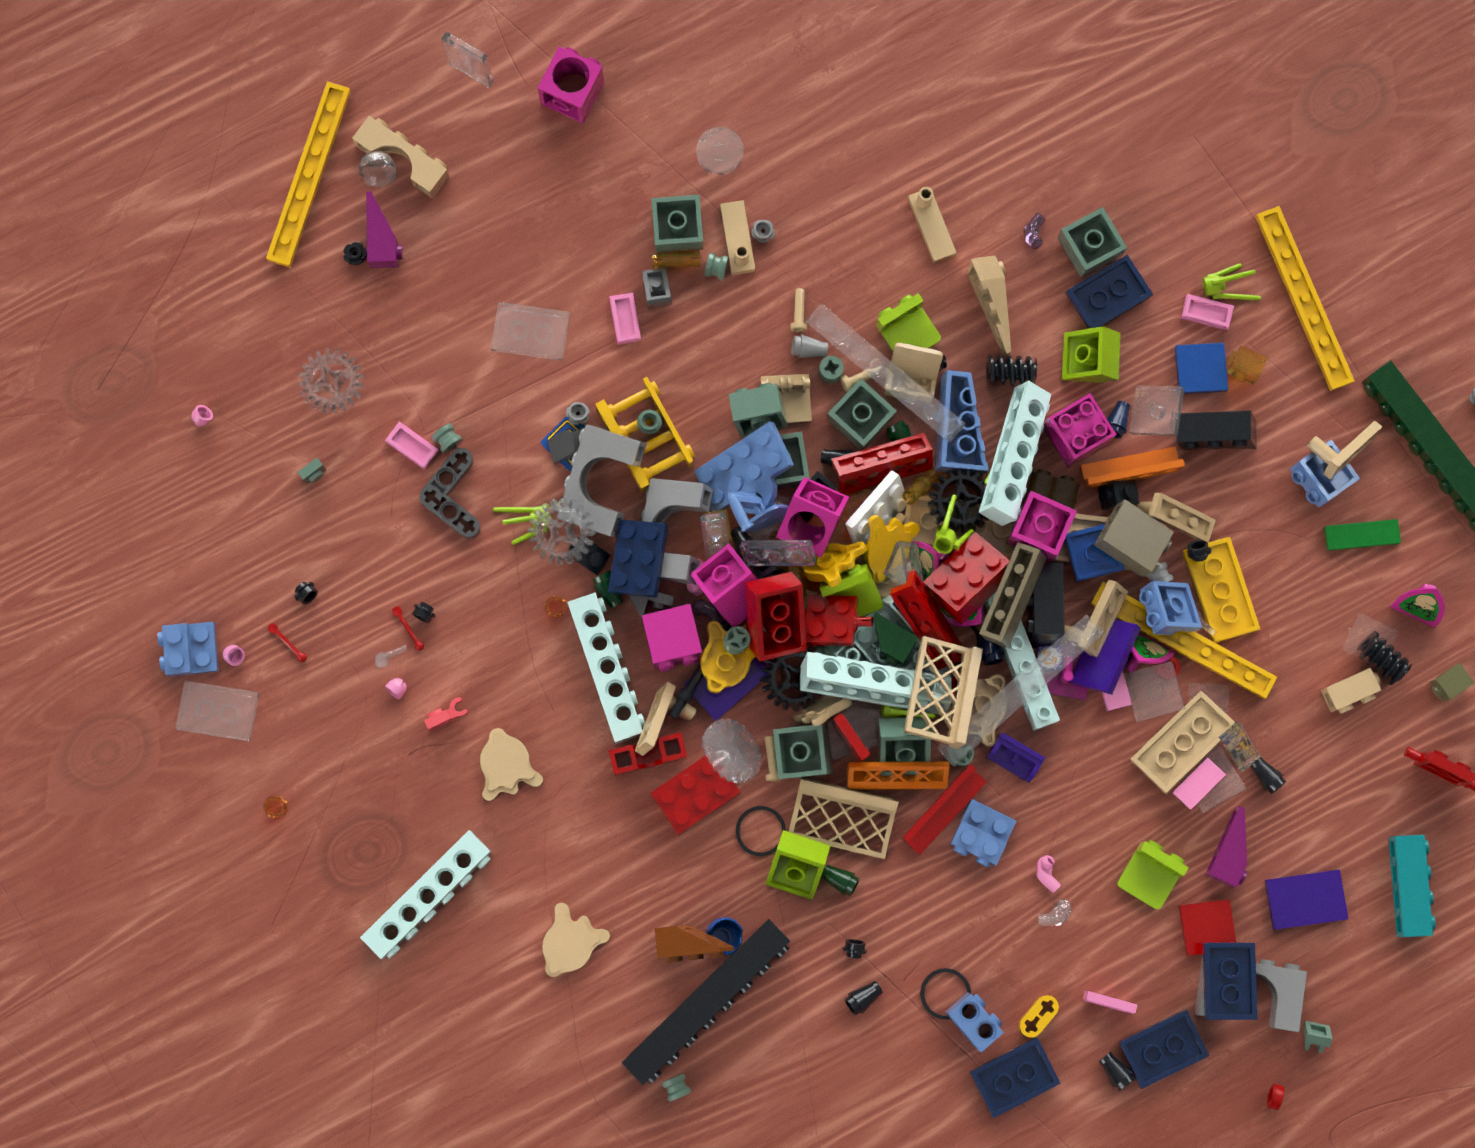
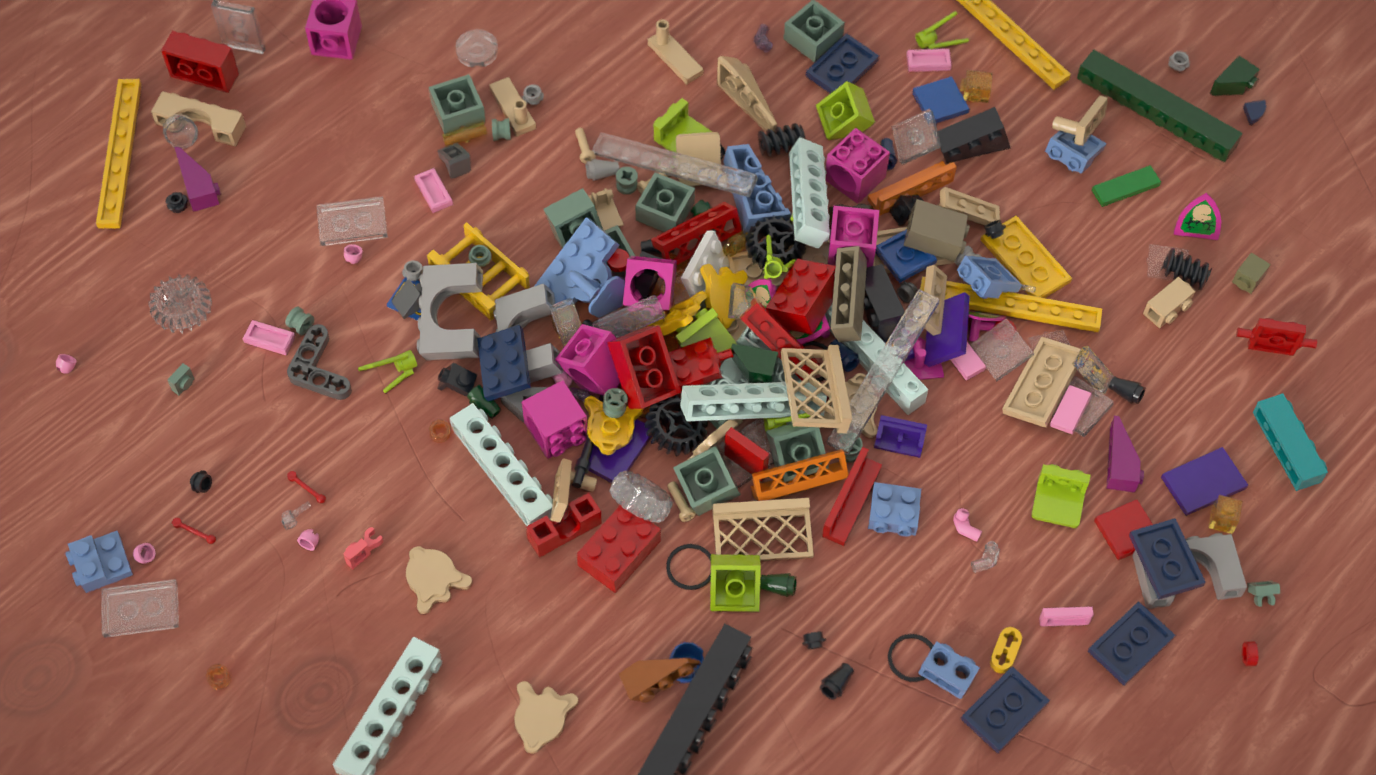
camera: 15 degrees left, 20 degrees down
(418, 88) = (200, 61): none -> red brick
(423, 612) = (317, 468): black plate -> none
(517, 370) = (349, 252): none -> bright pink hinge
(553, 525) = (432, 339): clear gear -> none
(790, 478) = (618, 260): none -> red tile
(1081, 593) = (906, 291): none -> dark grey plate
(1117, 1072) = (1097, 676): black cone -> none
(1311, 946) = (1225, 514): none -> clear yellow brick

